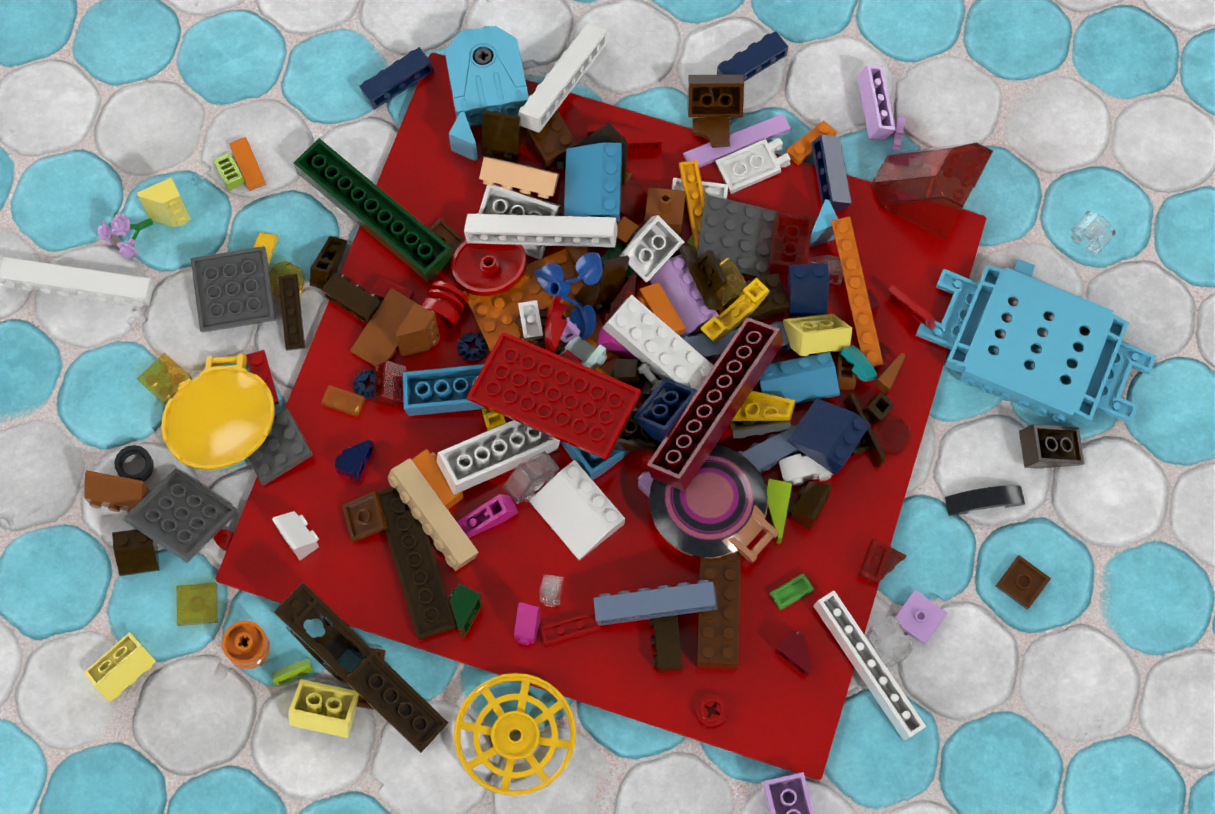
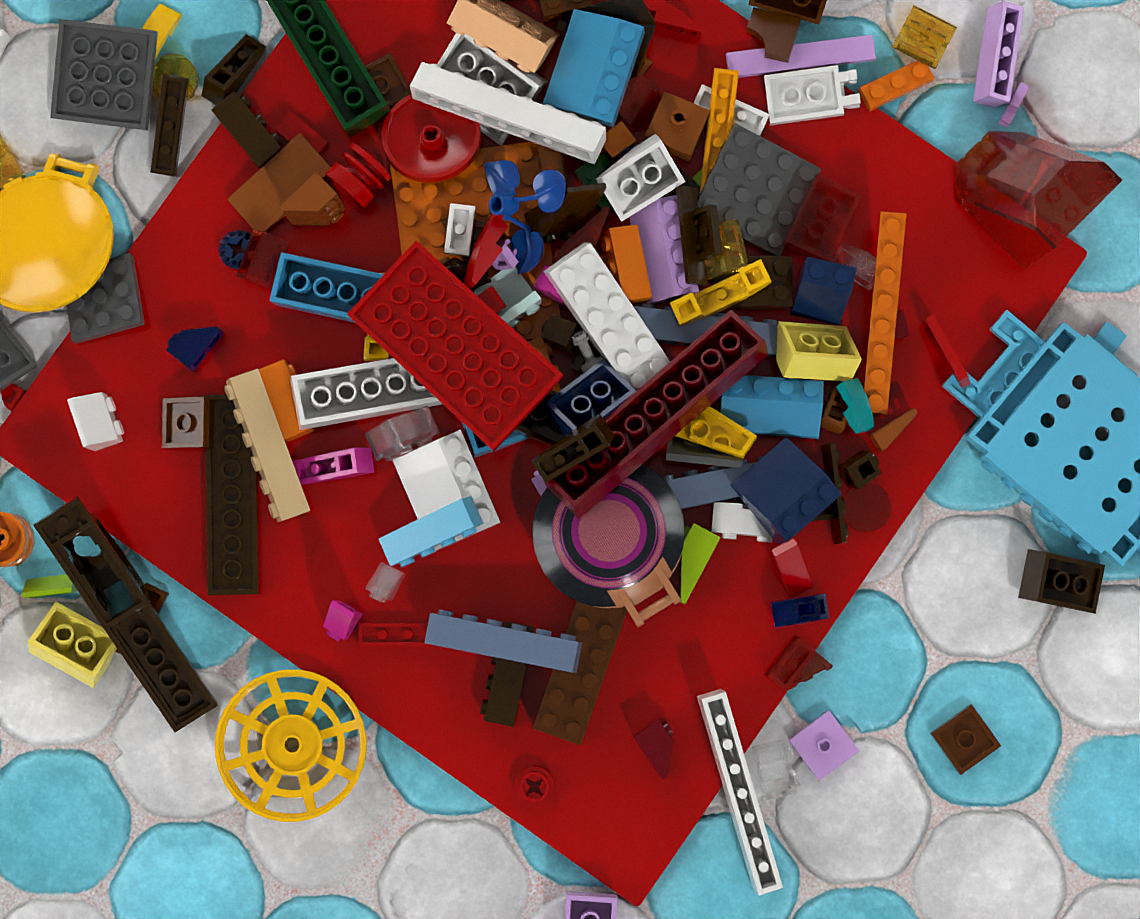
camera: 20 degrees right, 15 degrees up
(259, 365) = (113, 192): red plate -> none
(343, 400) = (201, 263): clear yellow plate -> none
(465, 607) = (271, 576): dark green slope -> none
(475, 353) = (381, 248): dark blue gear -> none
(575, 540) = (430, 531): none -> medium azure brick
(665, 438) = (574, 448): none -> dark brown slope
(791, 591) = (677, 669): bright green tile -> none
(810, 503) = (735, 568): dark brown slope -> none
(819, 106) = (924, 37): none -> clear yellow slope
(823, 227) = (869, 213): medium azure slope -> none
(831, 171) = (907, 137): brick -> none
(852, 488) = (792, 568): none -> red tile
(867, 521) = (800, 610): none -> clear blue slope
(984, 498) = (954, 622): black slope -> none

